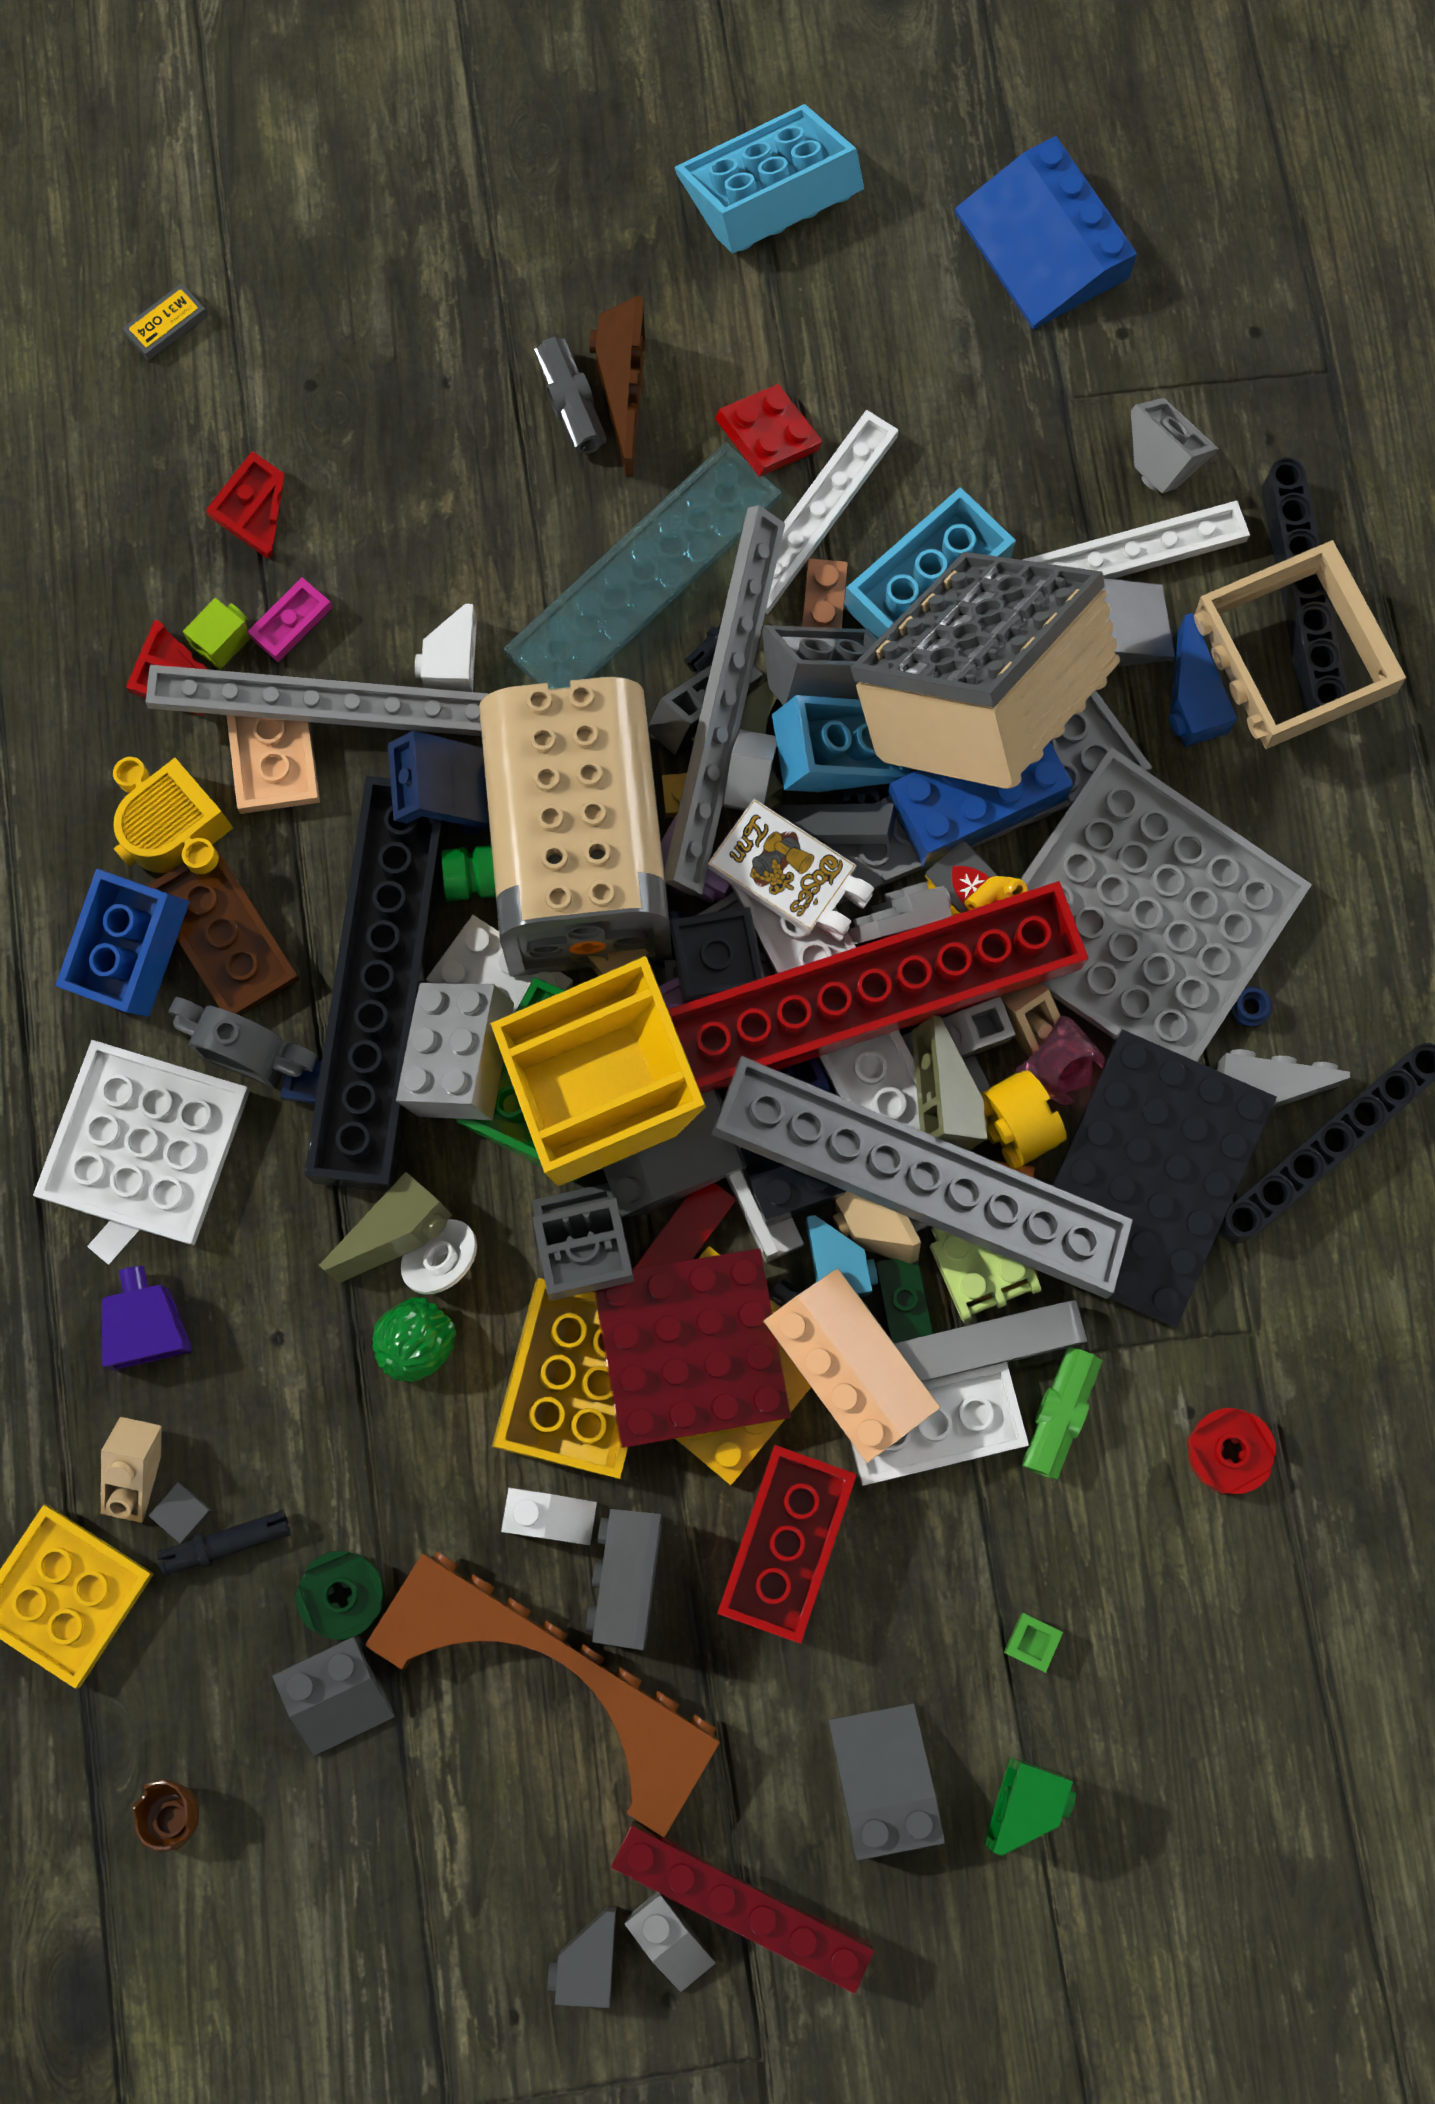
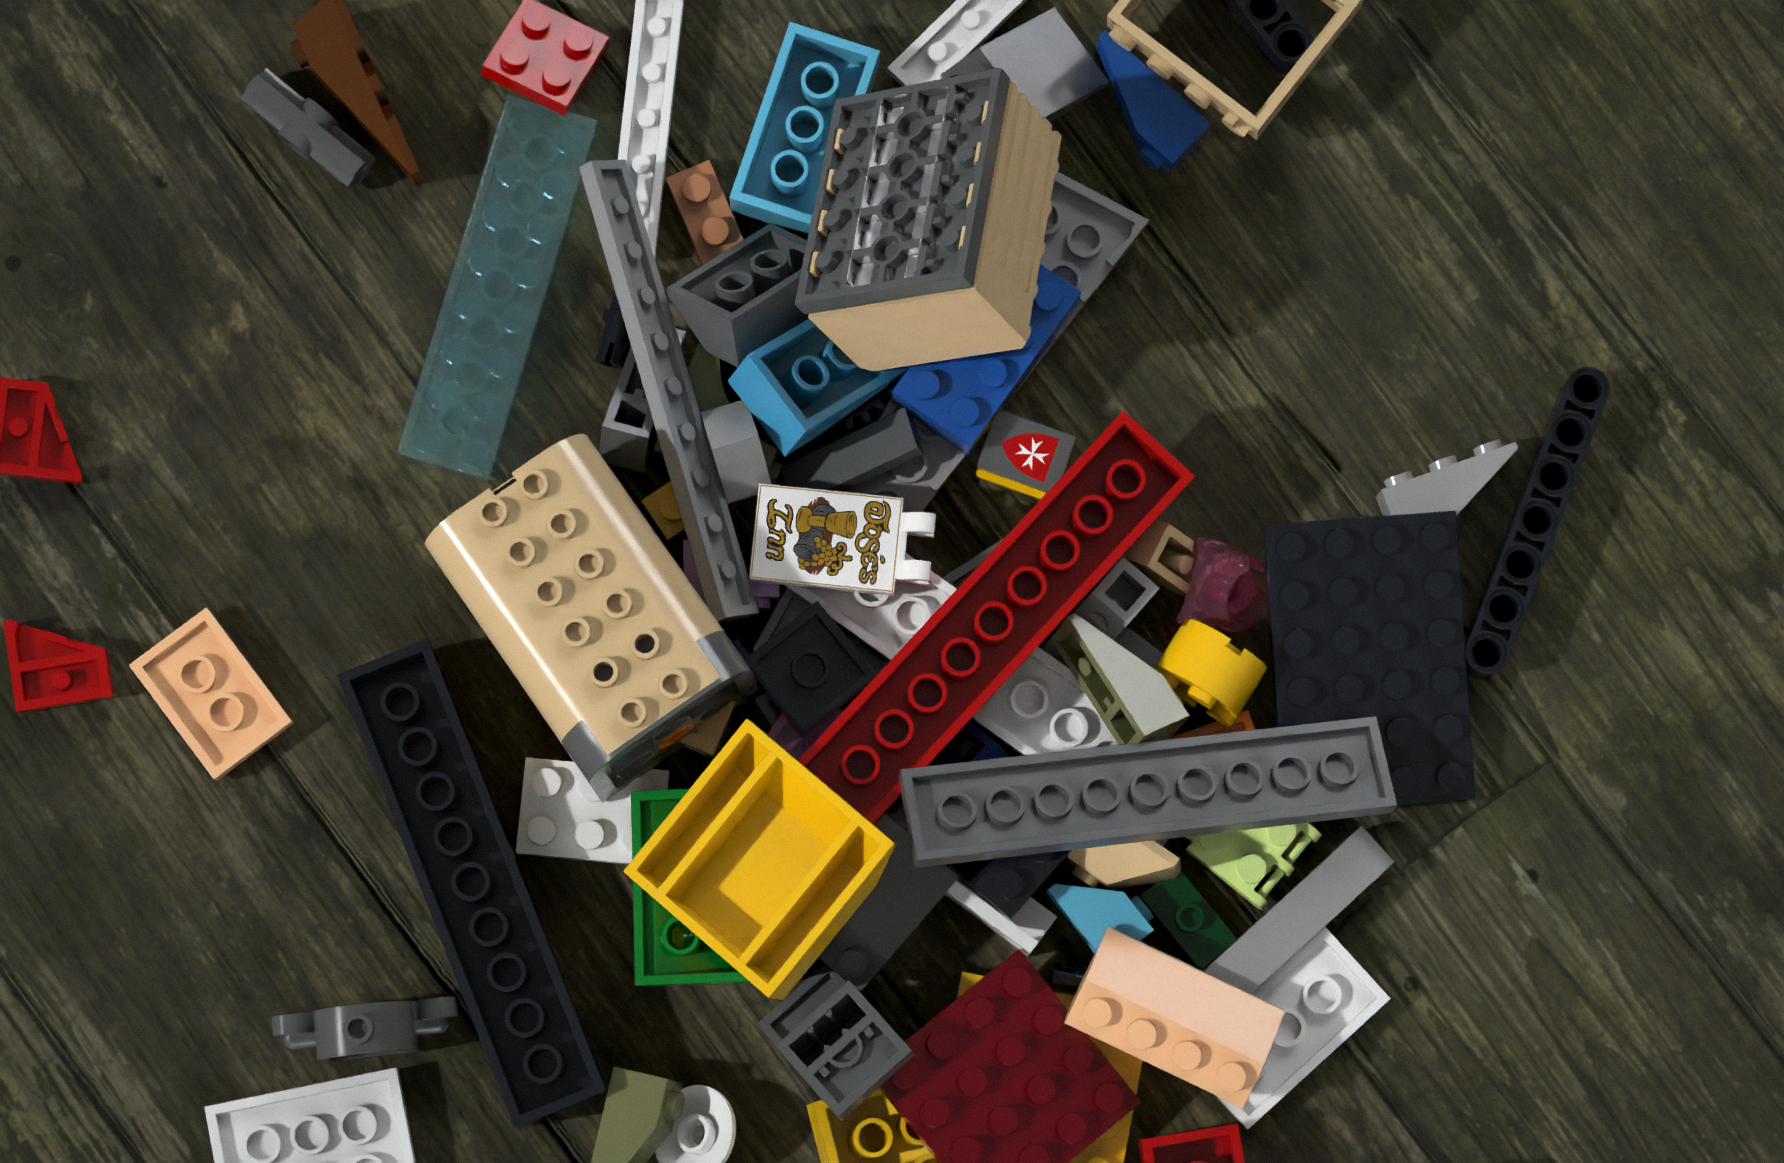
camera: 30 degrees left, 5 degrees up
(122, 943) = (182, 990): blue brick -> none
(166, 819) = (146, 831): yellow piece -> none
(218, 632) = (80, 597): lime brick -> none
(227, 938) = (273, 919): reddish brown plate -> none
(289, 619) = (147, 541): dark pink plate -> none
(301, 1088) = (458, 1036): dark blue plate -> none
(314, 700) = (248, 611): light grey plate -> none
(438, 781) = (419, 639): dark blue panel -> none
(449, 653) = (342, 490): white slope -> none
(452, 1052) = (595, 916): light grey brick -> none
(468, 873) = (501, 715): green wheel -> none
(689, 1227) = (931, 968): red tile -> none
(902, 912) = (976, 523): light grey plate -> none
(995, 889) = (1061, 447): yellow arm -> none
(1062, 1413) = (1406, 947): bright green piece -> none
(1164, 906) = (1236, 367): light grey plate -> none
(1255, 1458) = (1585, 866): red plate -> none
(1262, 1003) = (1383, 407): dark blue plate -> none

